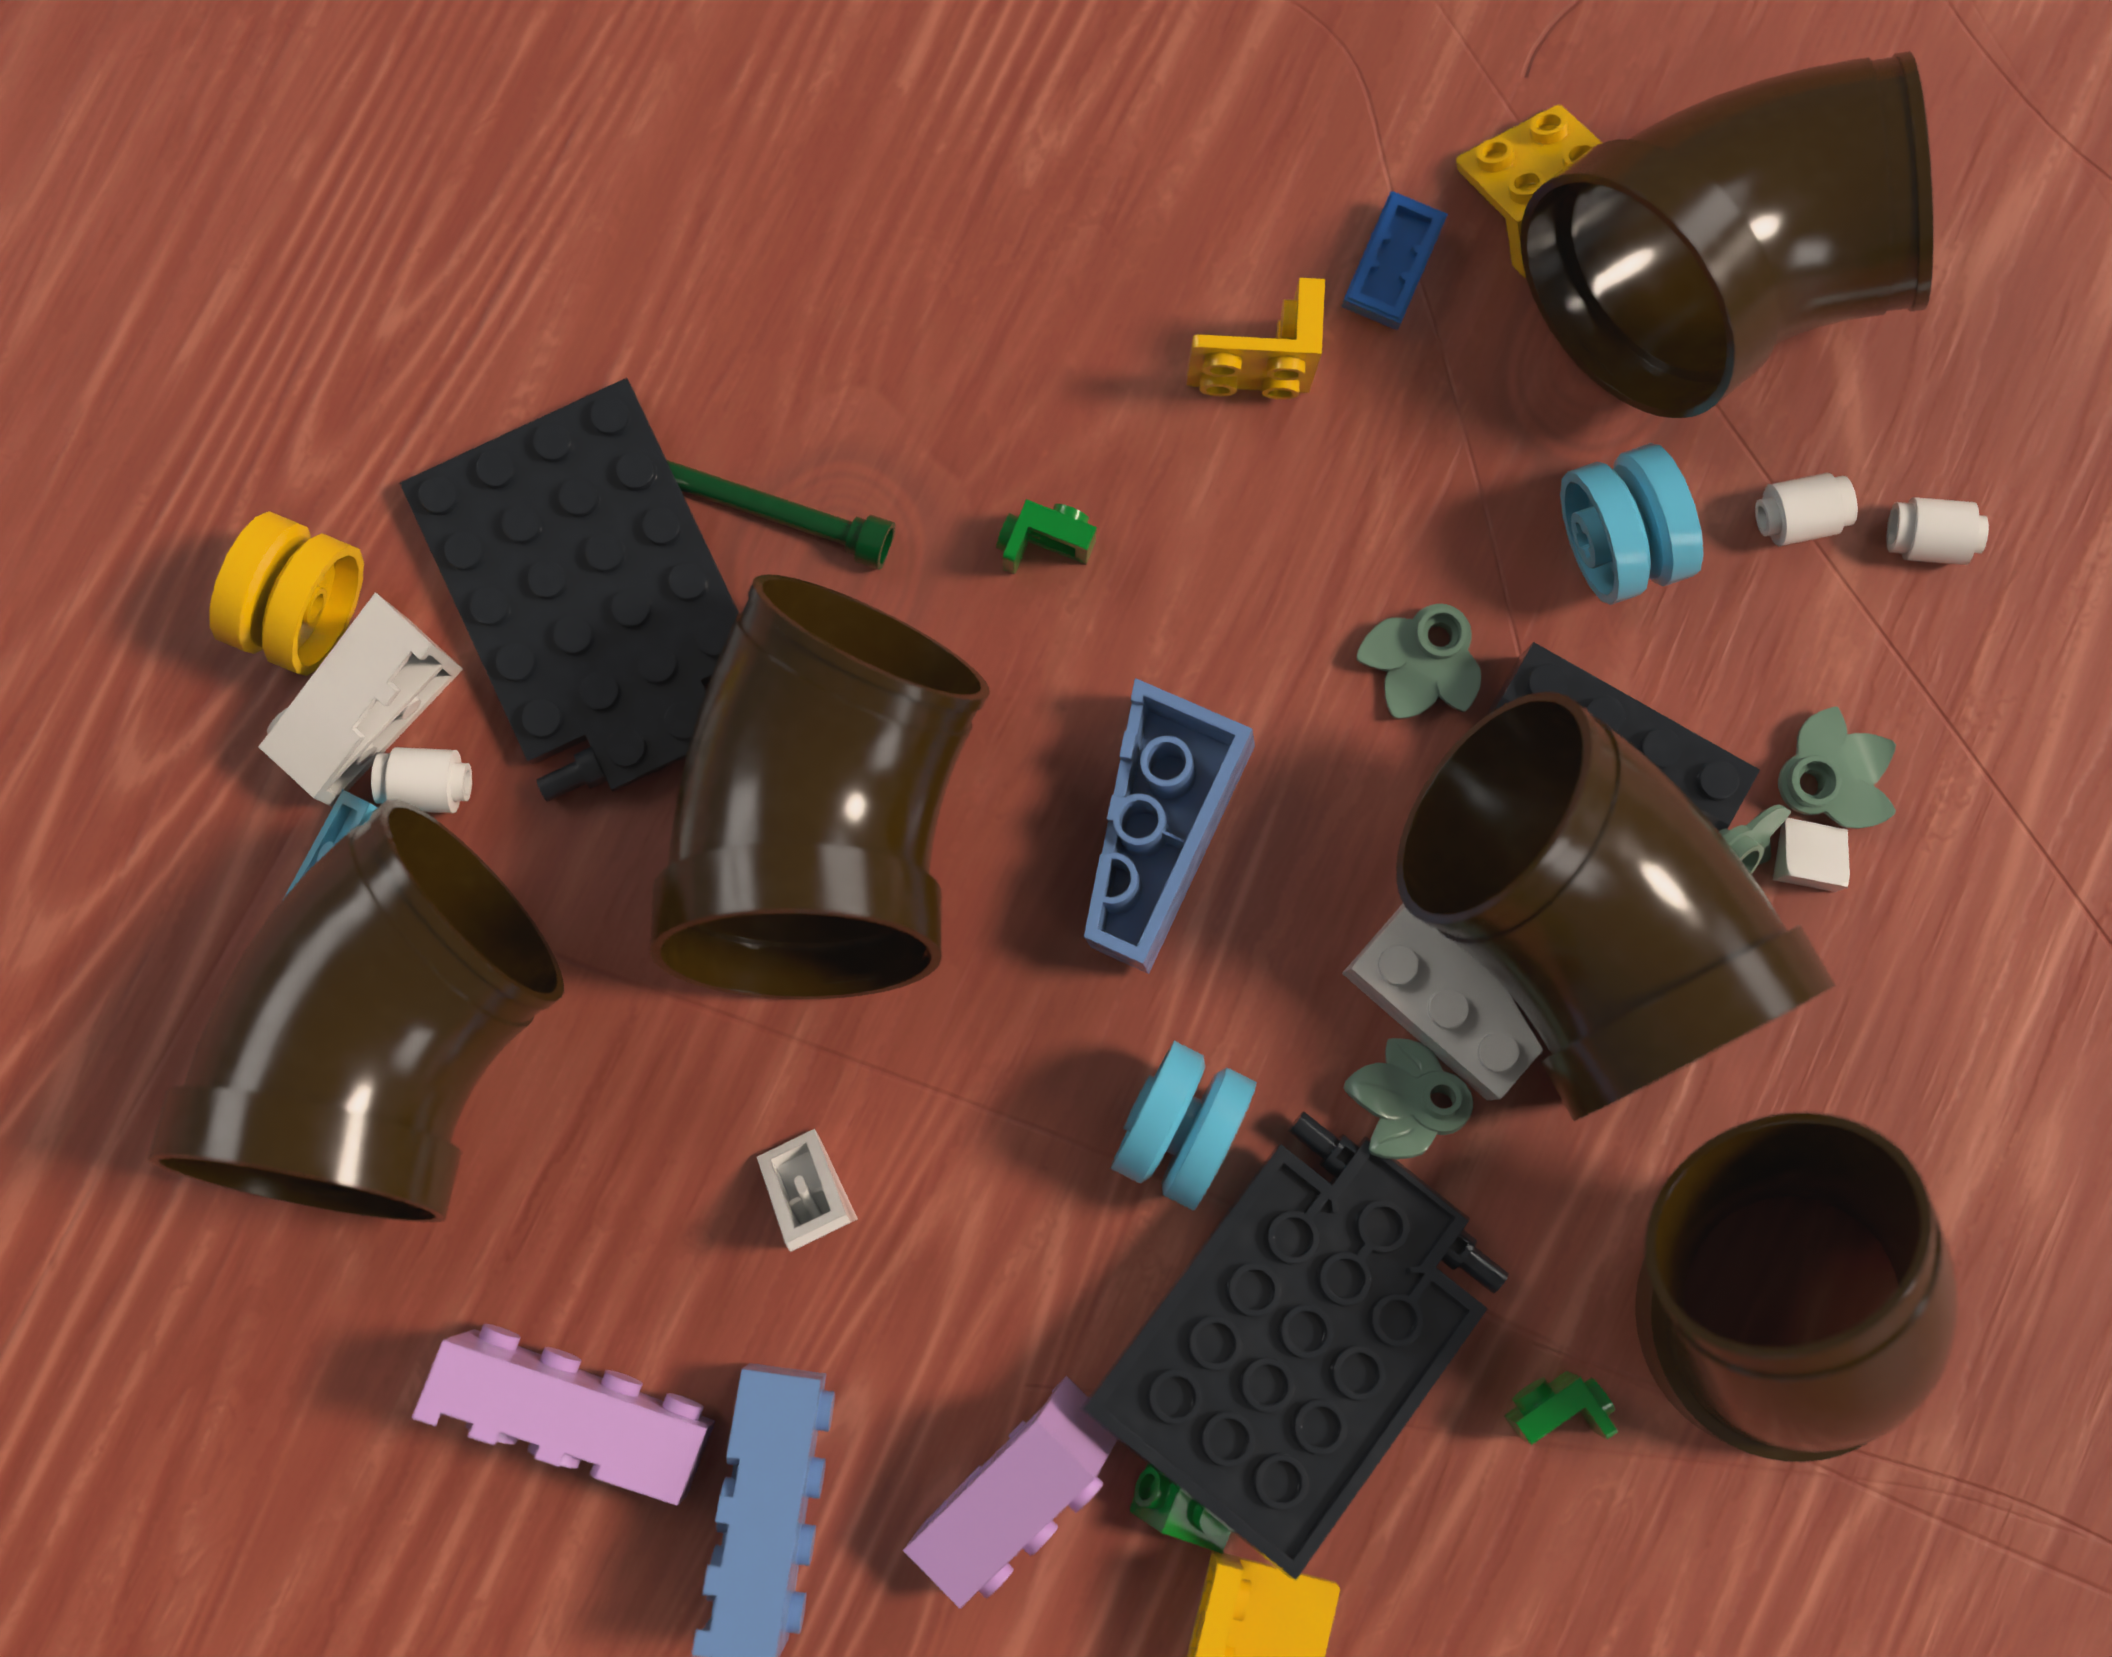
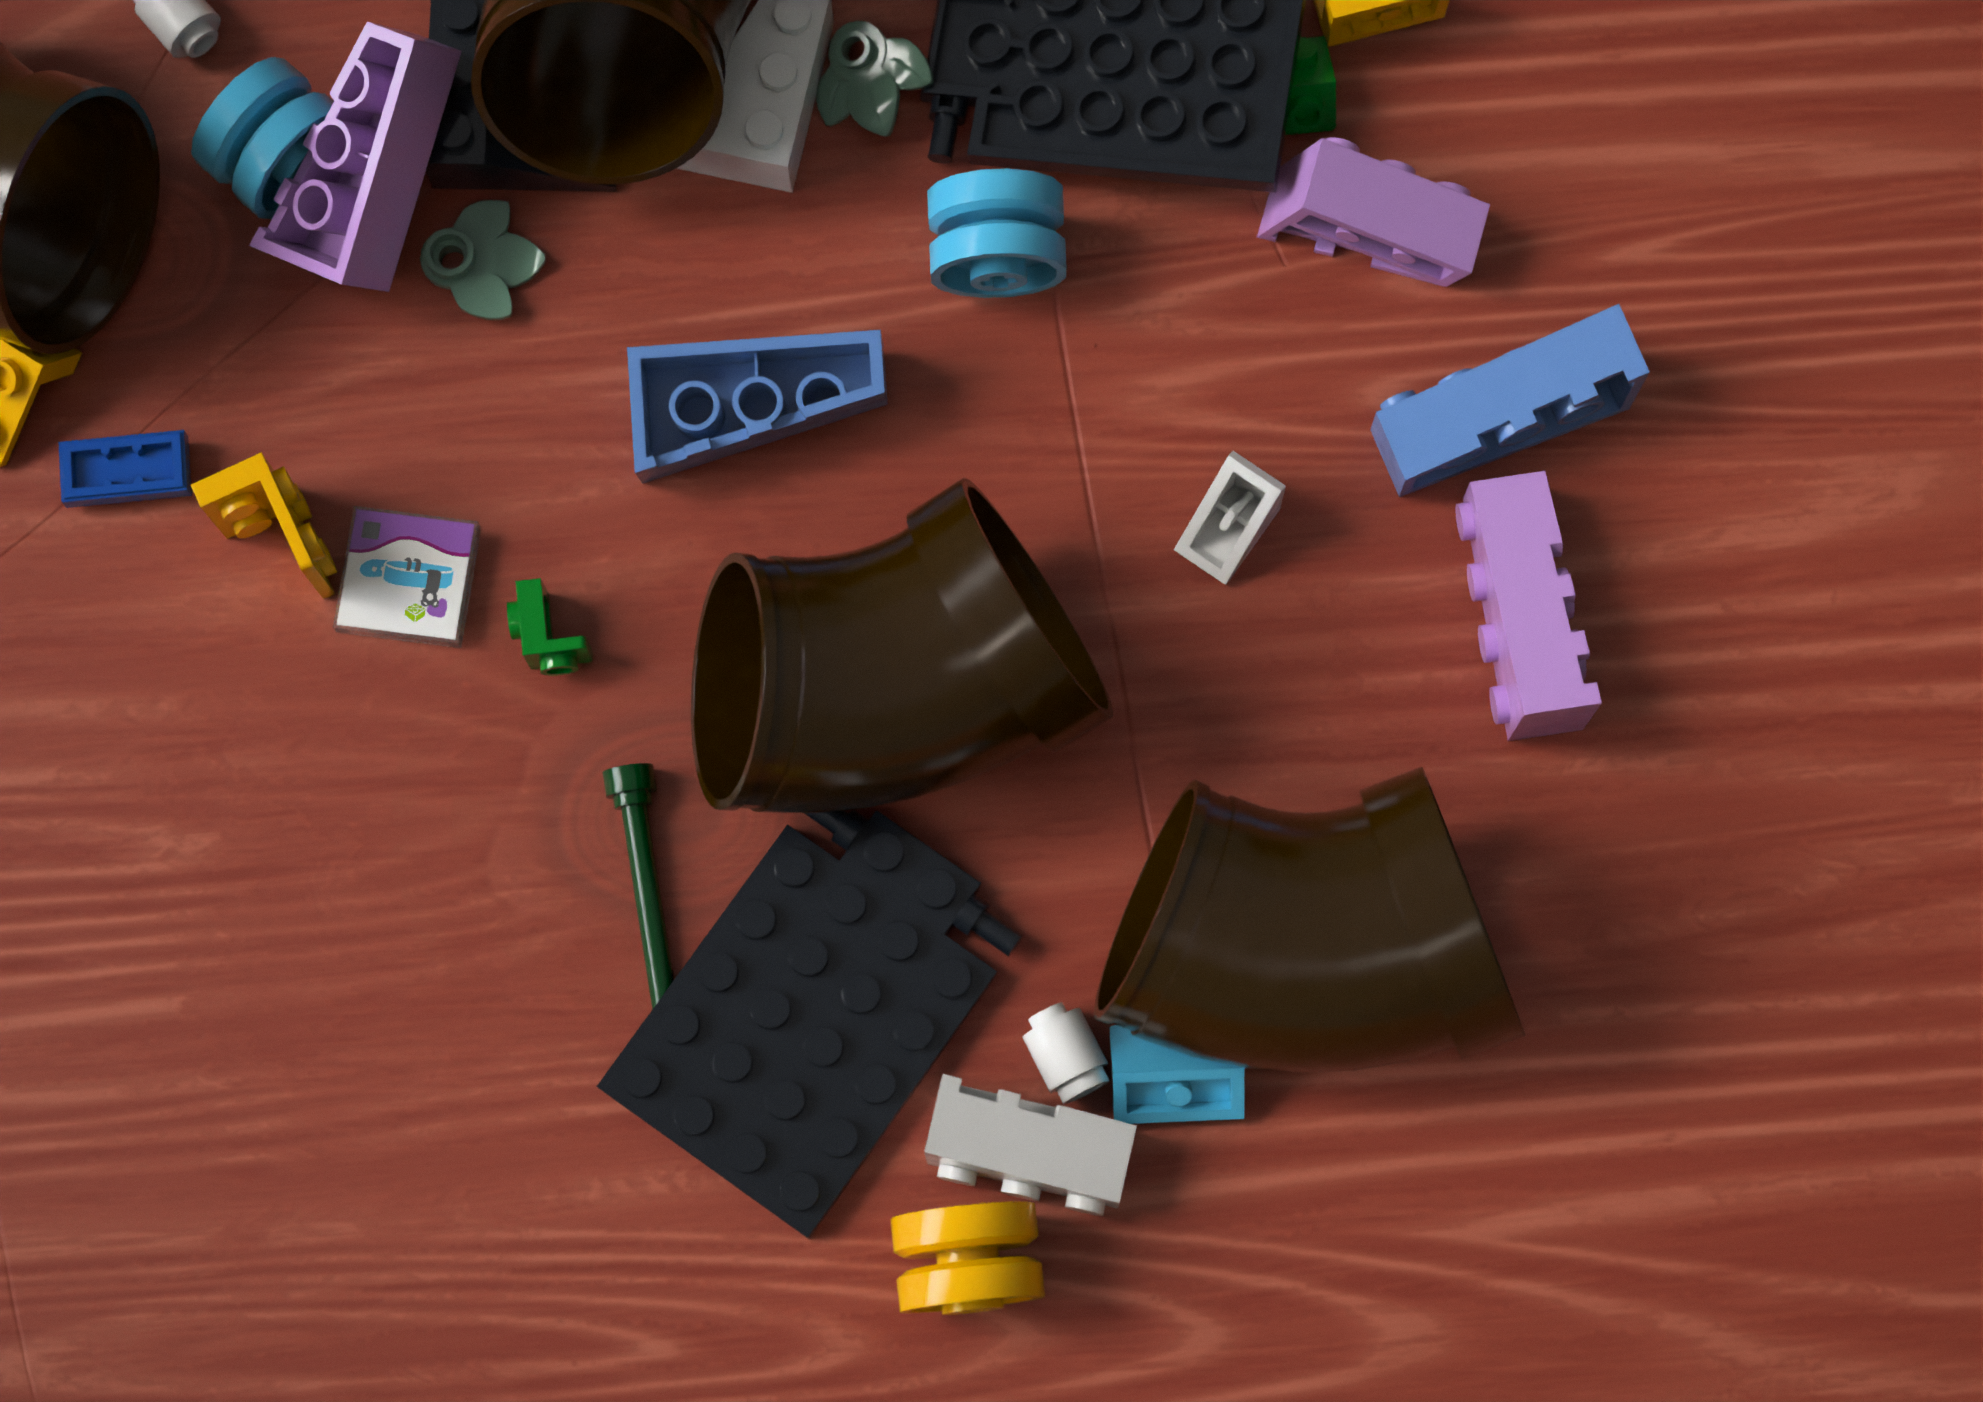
camera: 115 degrees left, 5 degrees down
(1164, 449) = (407, 577): none -> tile
(1555, 586) = (364, 161): none -> lavender wedge

